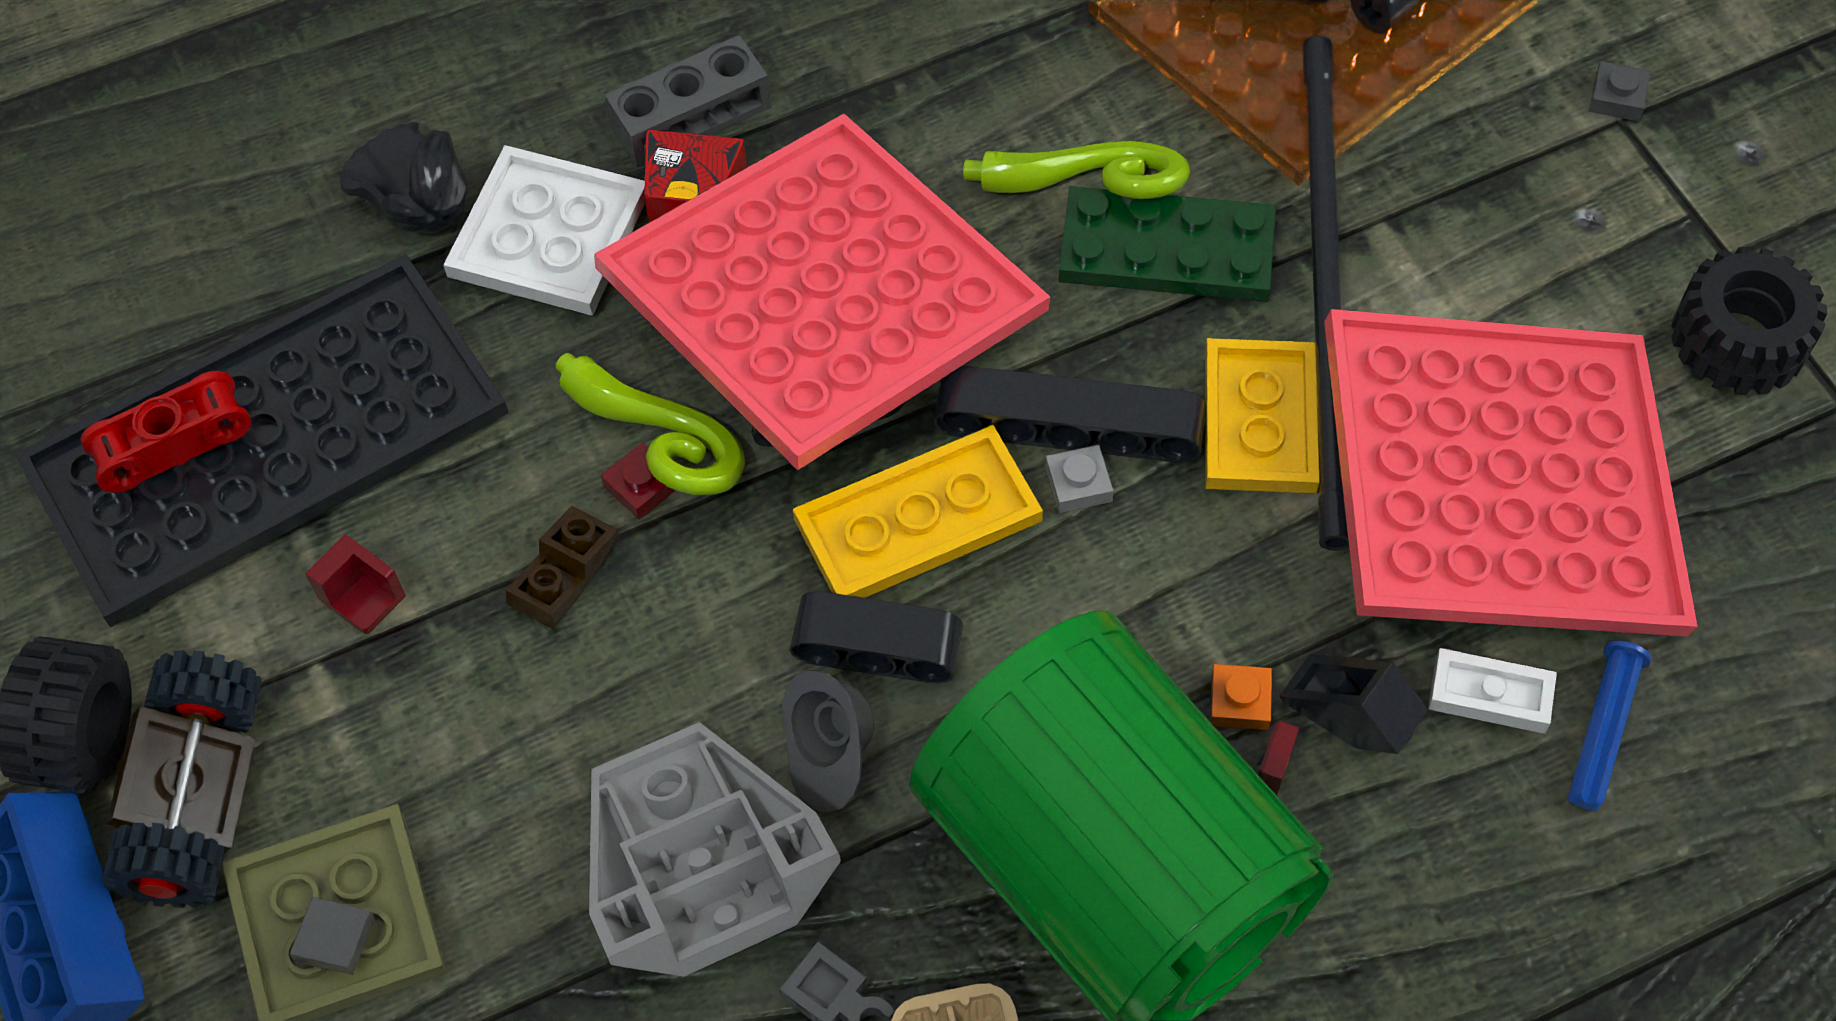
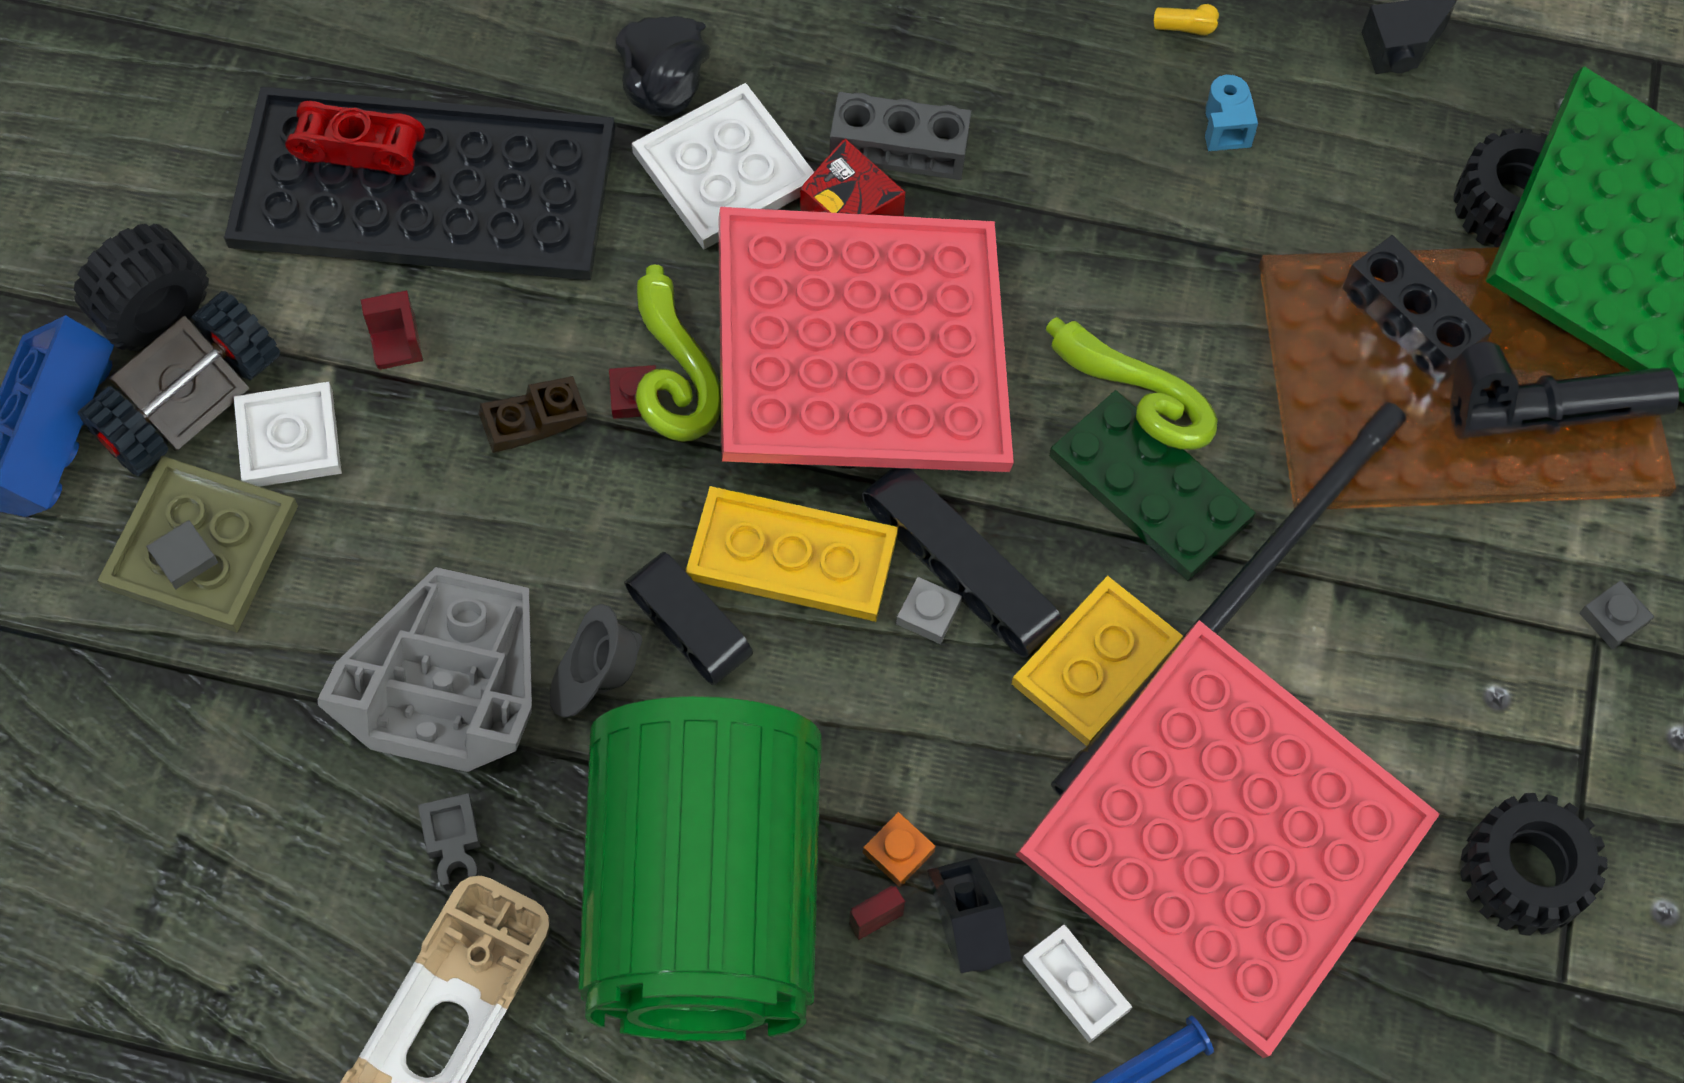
camera: 35 degrees right, 5 degrees up
(334, 753) = (287, 434): none -> white plate

